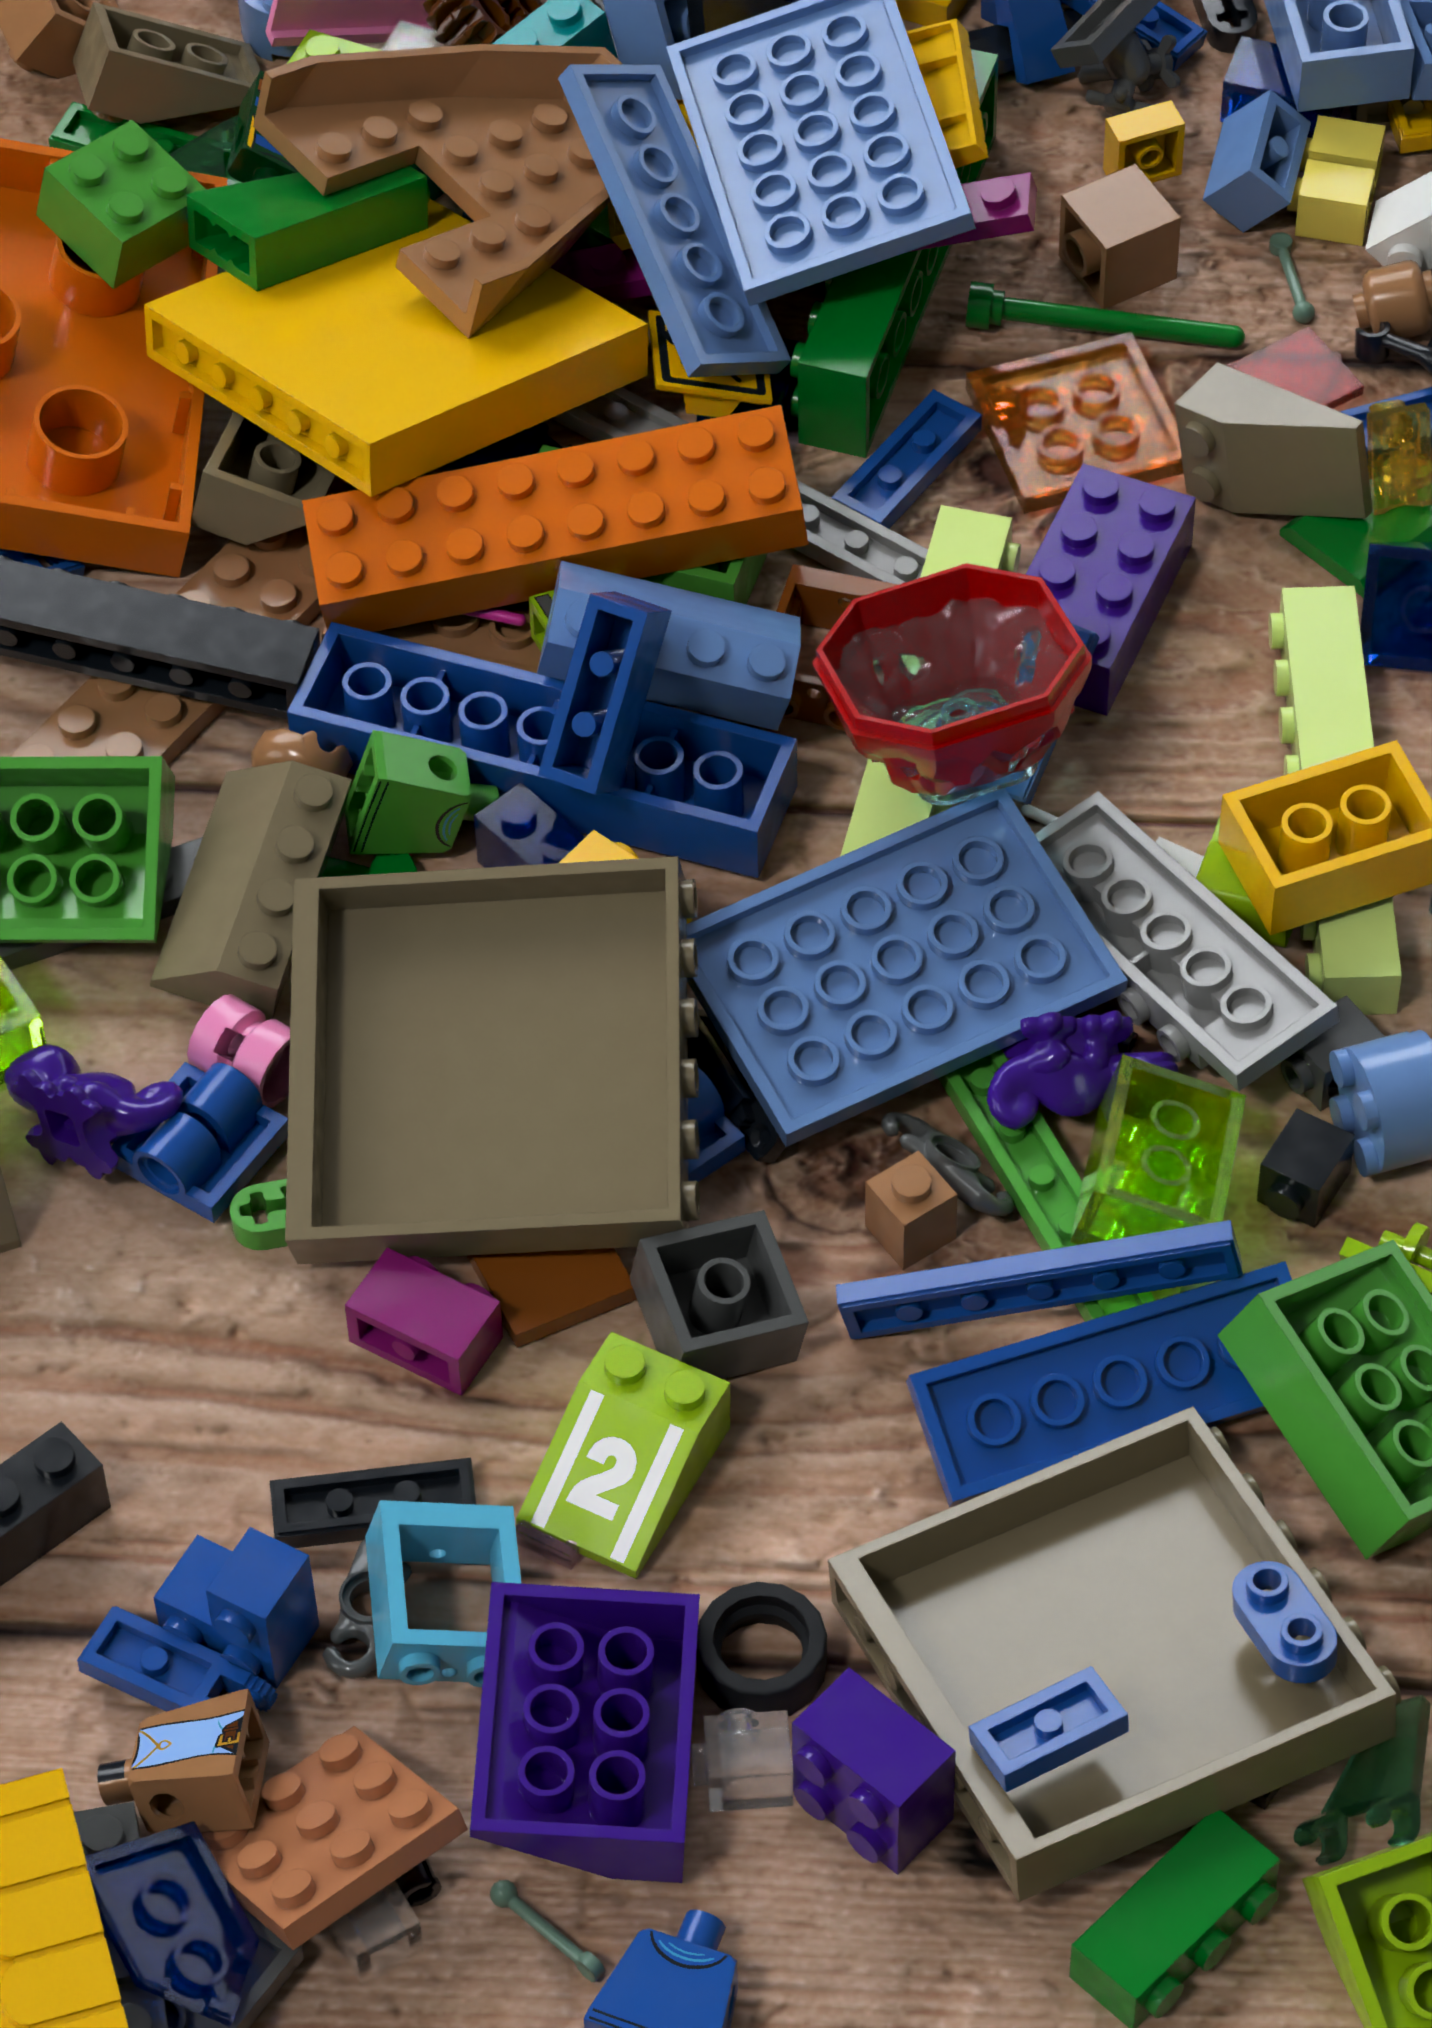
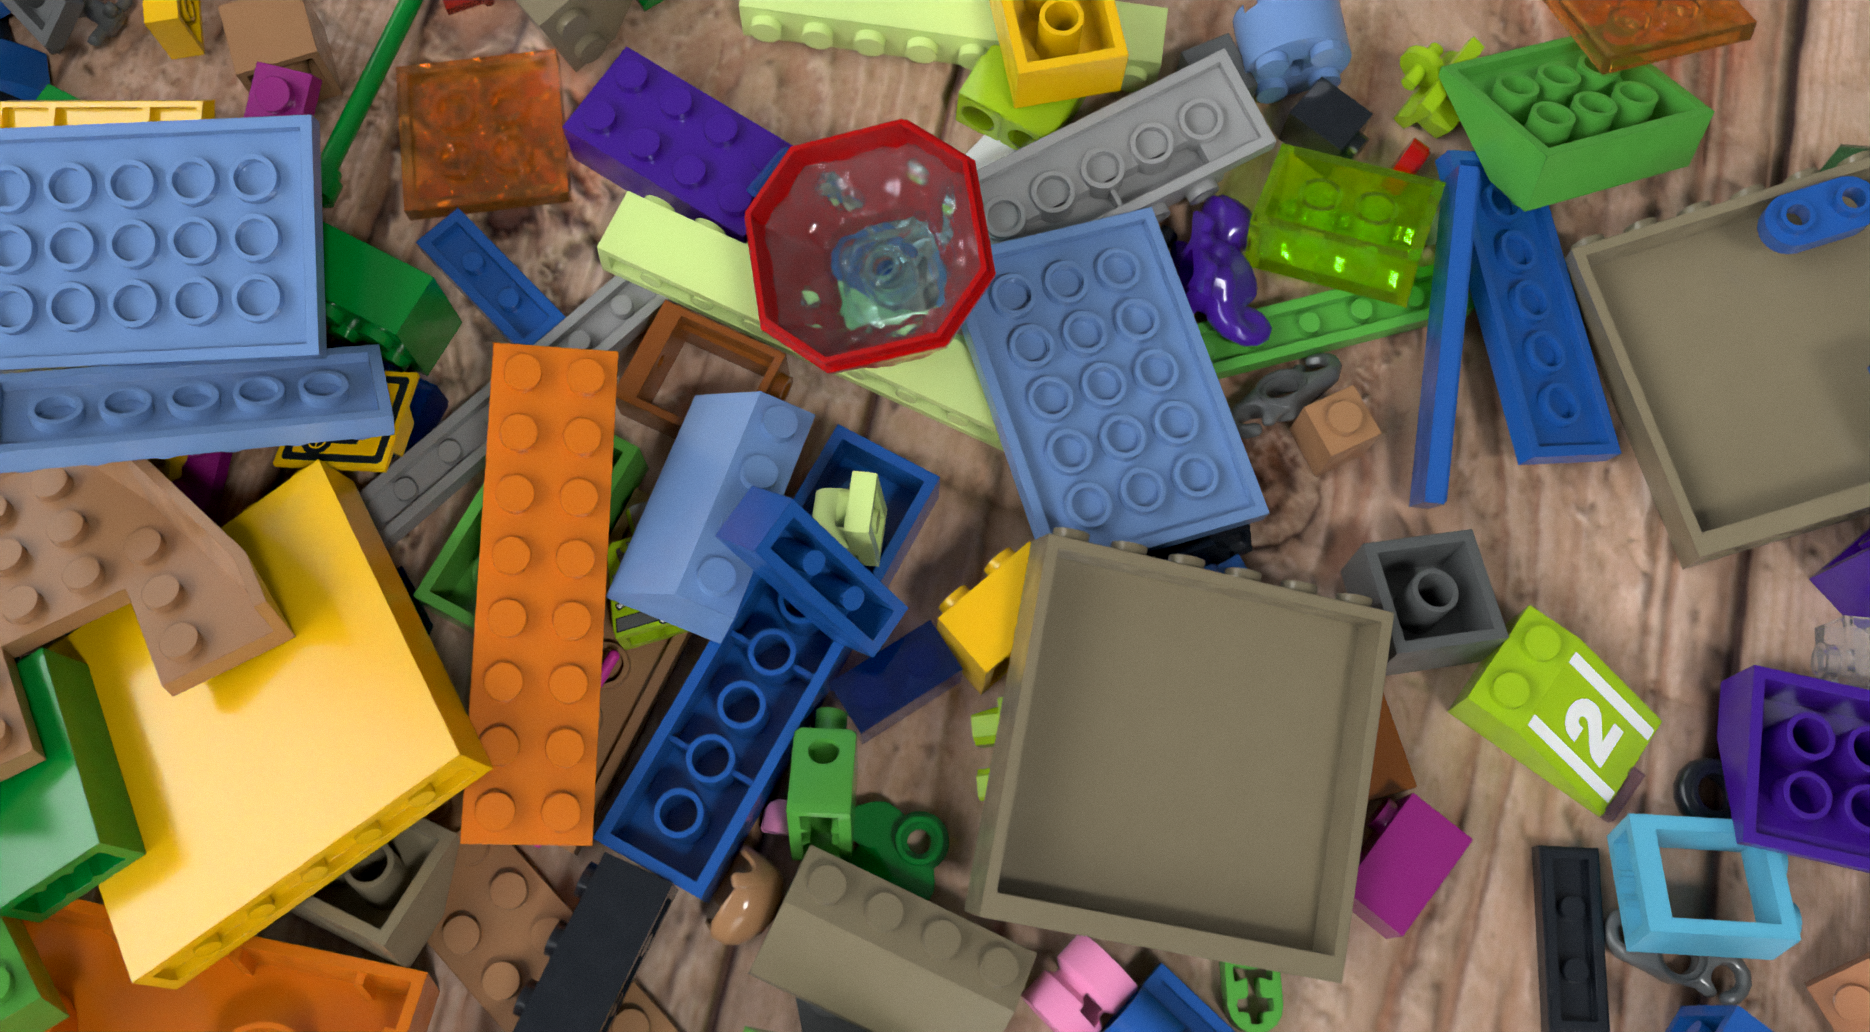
camera: 85 degrees left, 20 degrees up
(677, 742) = (855, 516): none -> yellowish green plate
(767, 1605) = (1782, 604): black tyre -> none
(1272, 1245) = (1411, 157): none -> red tile

